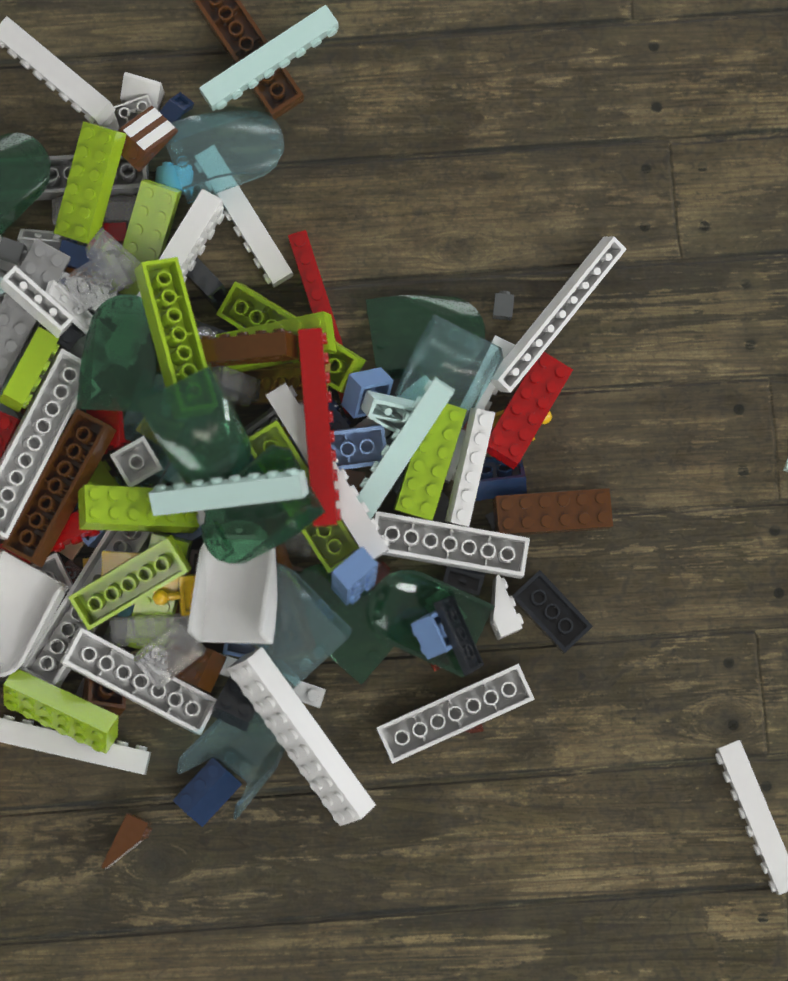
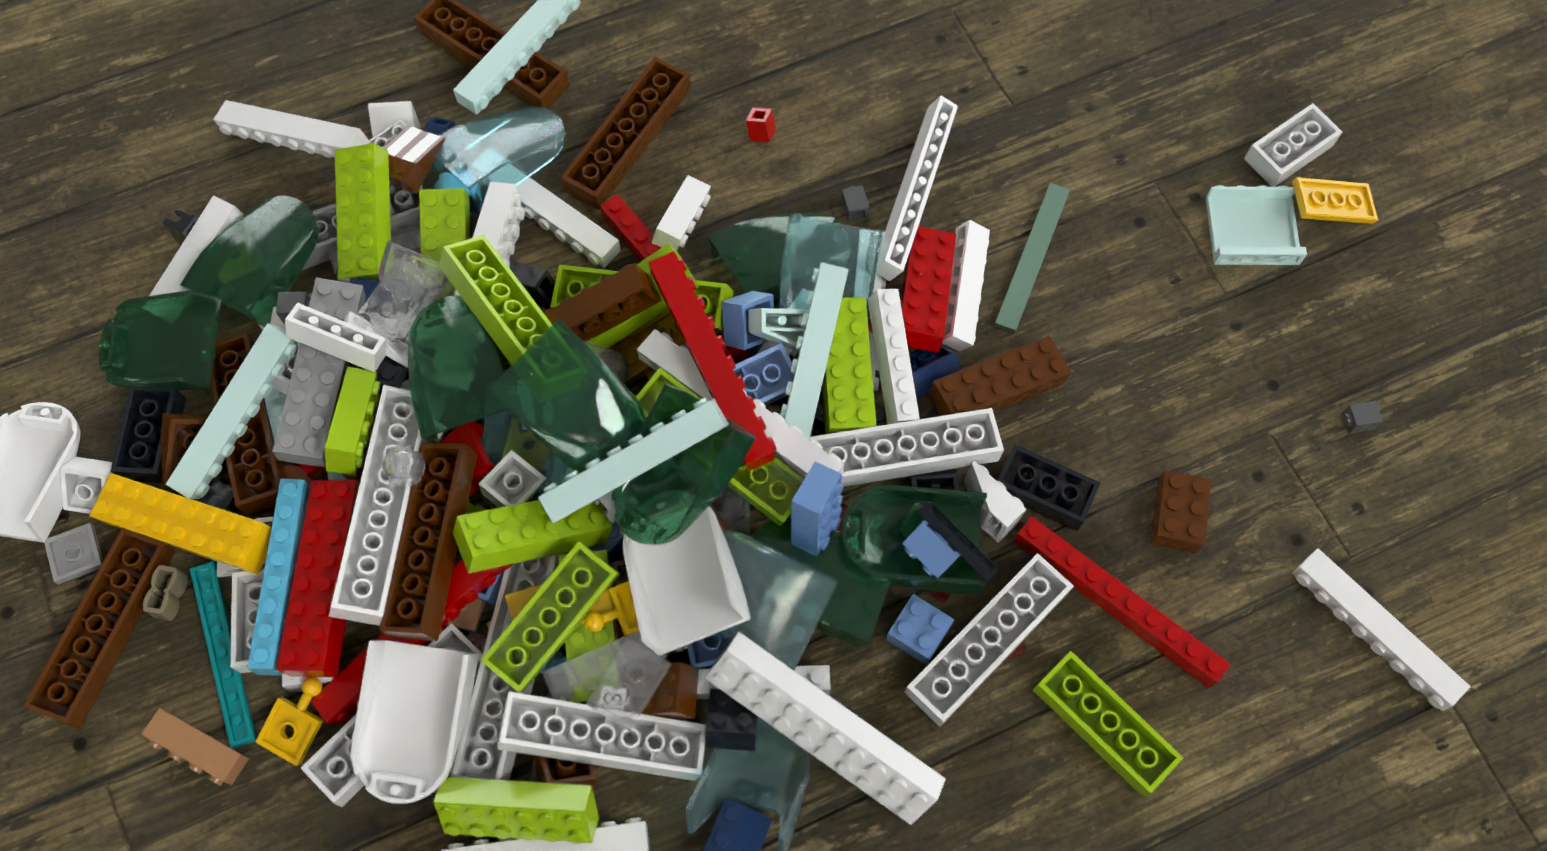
camera: 20 degrees left, 15 degrees down
(57, 426) = (404, 466): none -> clear piece
(335, 169) = (626, 133): none -> reddish brown brick
(352, 268) = (682, 213): none -> white brick
(406, 686) = (919, 629): none -> medium blue brick
(451, 204) = (761, 124): none -> red brick
(515, 809) = (1108, 724): none -> lime brick
(563, 416) = (966, 285): none -> white brick
(568, 722) = (1123, 604): none -> red brick
(632, 408) = (1032, 258): none -> sand green tile
(649, 670) = (1181, 511): none -> reddish brown brick

